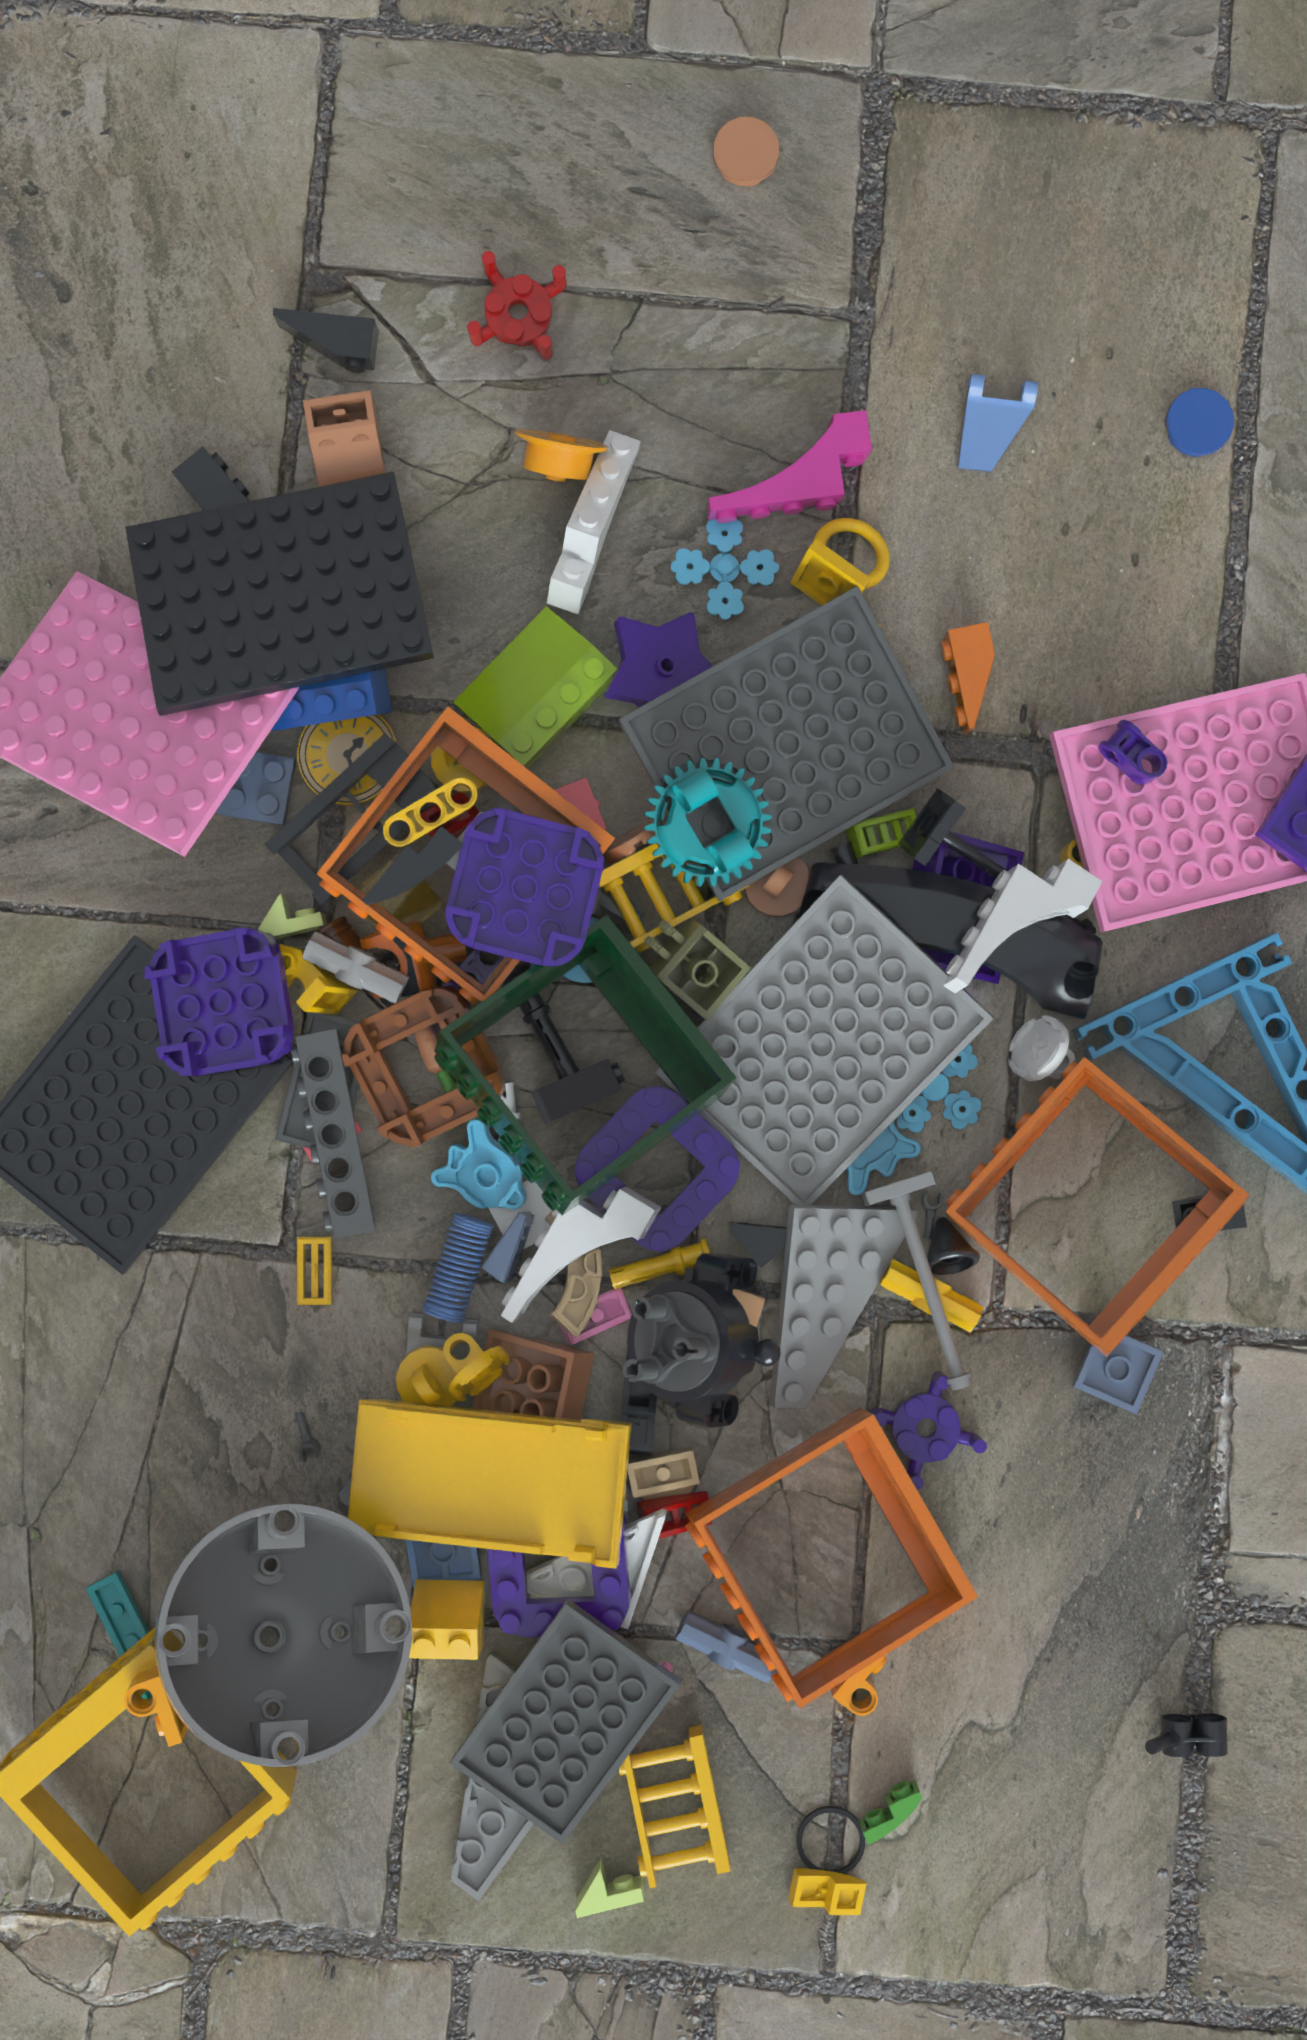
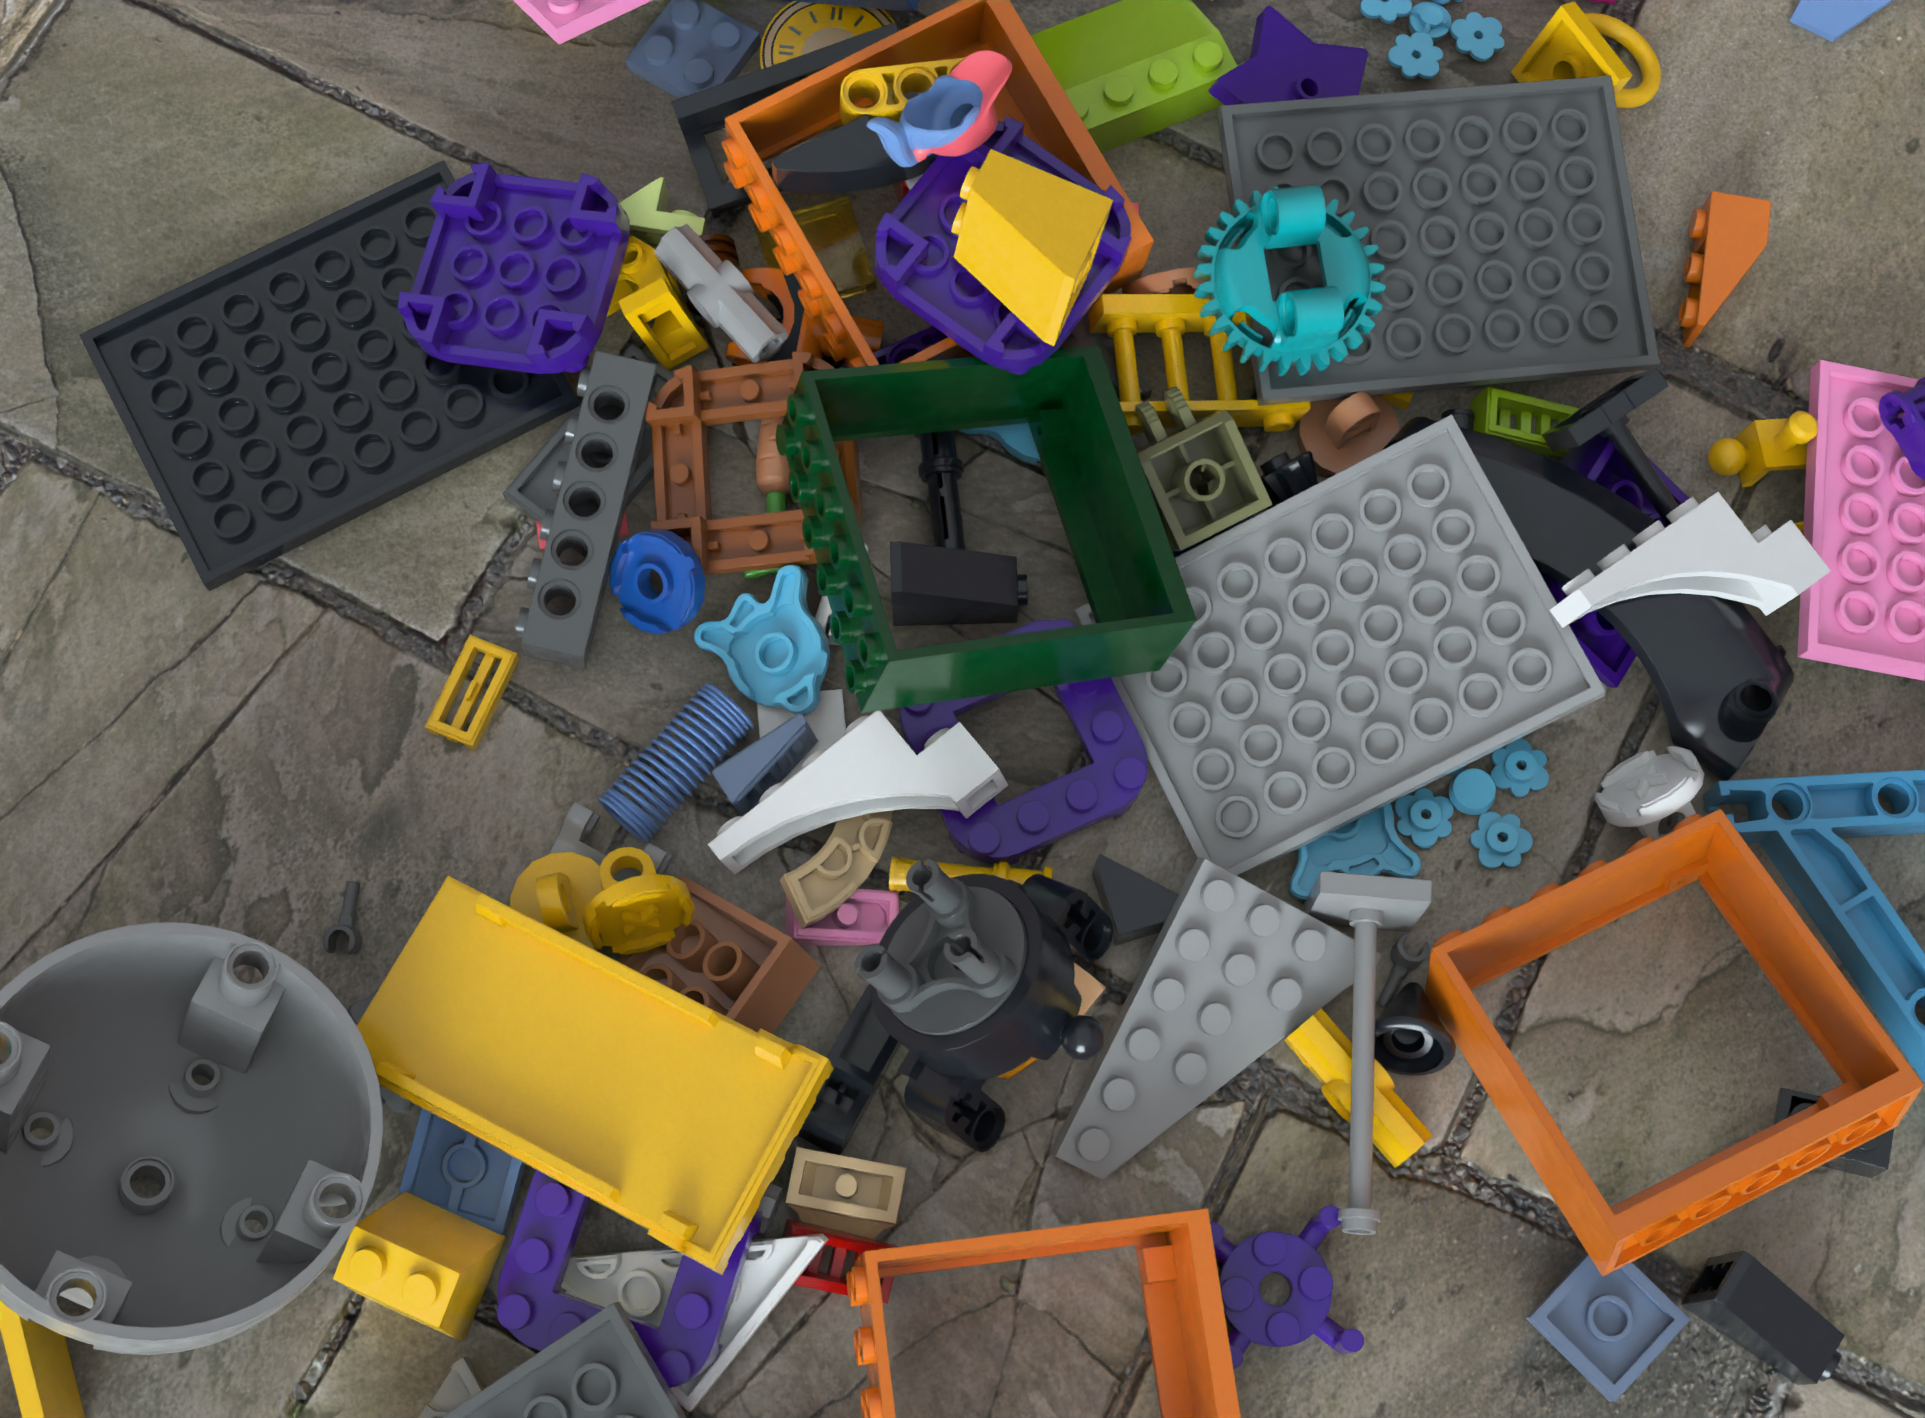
camera: 20 degrees right, 15 degrees down
(403, 1149) = (681, 578): none -> blue tile
(461, 831) = (950, 115): none -> medium blue hair
(545, 896) = (1029, 239): none -> yellow slope
(751, 936) = (1288, 476): none -> black piece
(1036, 794) = (1764, 448): none -> yellow piece
(1204, 1335) = (1765, 1317): none -> black slope

